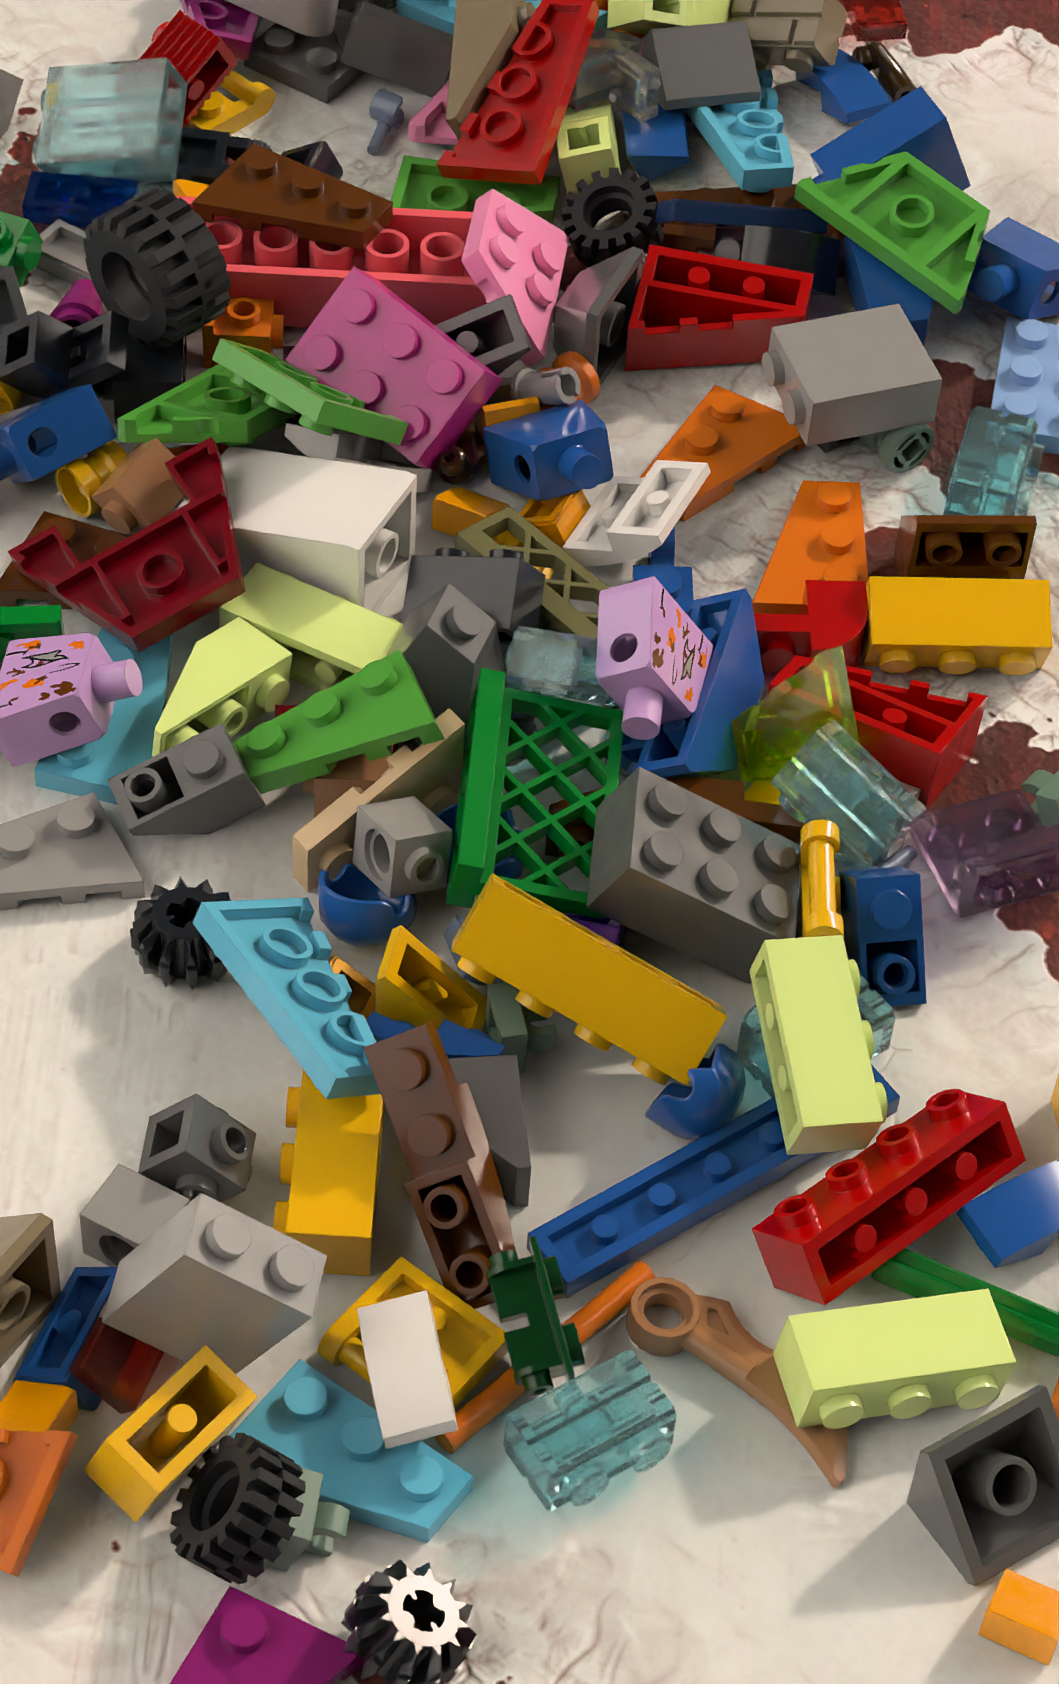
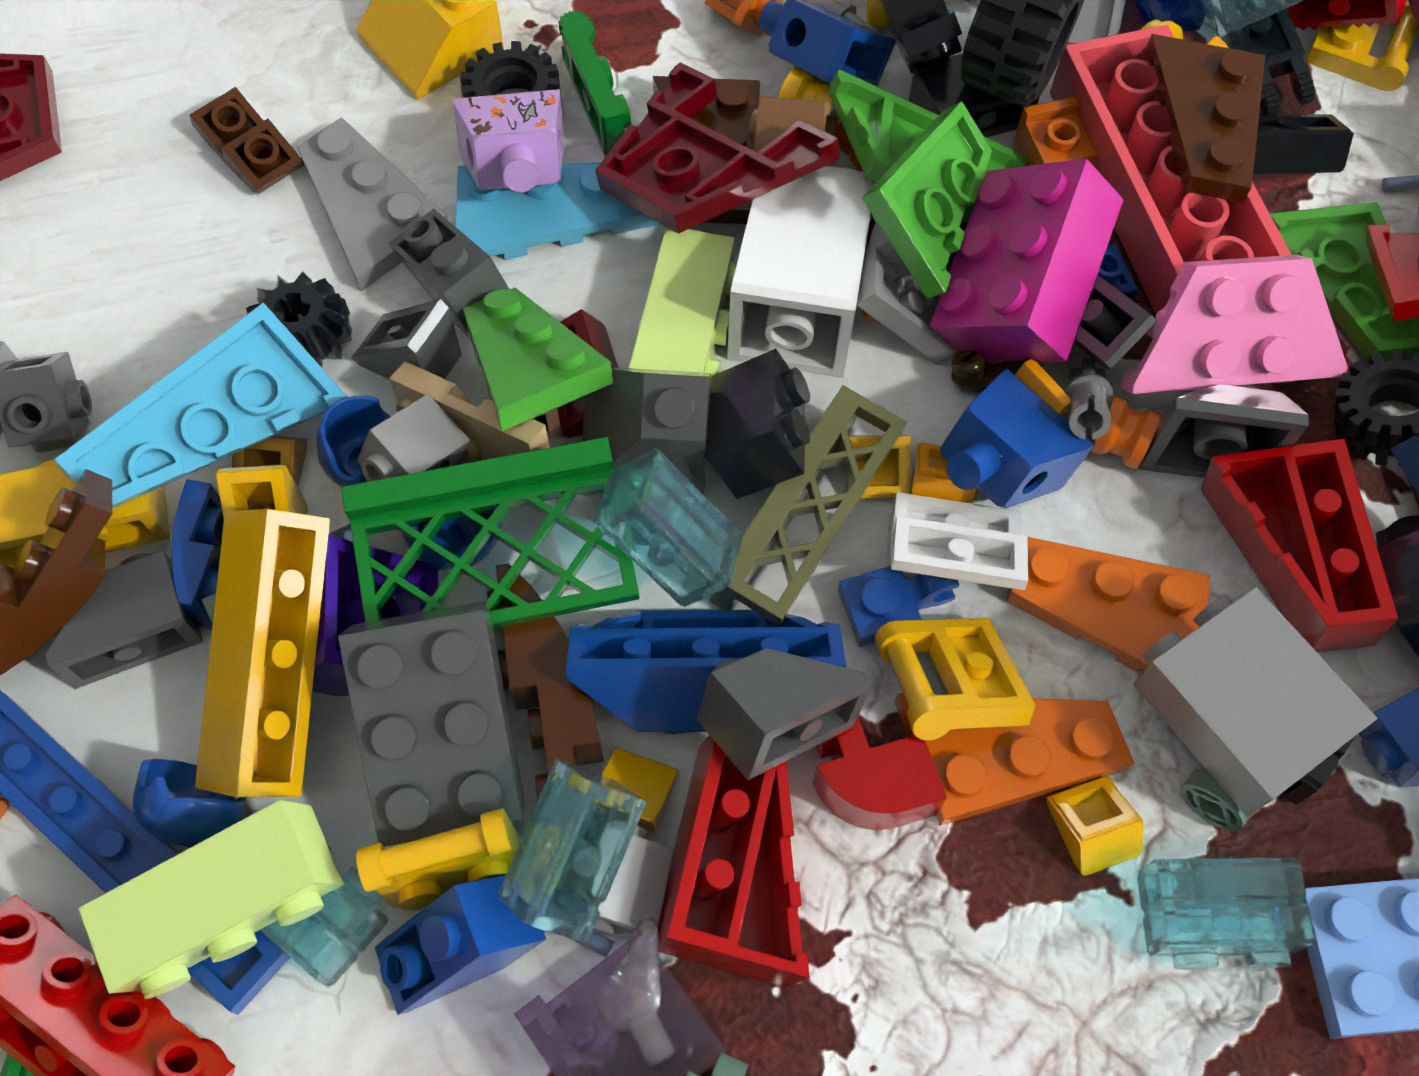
camera: 75 degrees right, 15 degrees up
(227, 681) = (574, 257): yellowish green slope -> none
(253, 843) = (415, 334): none -> dark grey slope
(460, 509) = (918, 398): light orange slope -> none
(649, 656) = (679, 592): lavender torso -> none
(756, 551) = (973, 667): none -> yellow plate
(772, 632) = (778, 707): none -> dark grey slope
(779, 725) = (676, 775): clear neon green wing -> none
(883, 519) = (1097, 825): none -> yellow slope
(957, 624) = (939, 922): yellow brick -> none
(962, 816) = (633, 994): none -> clear animal
(964, 546) = (1051, 901): reddish brown slope -> none

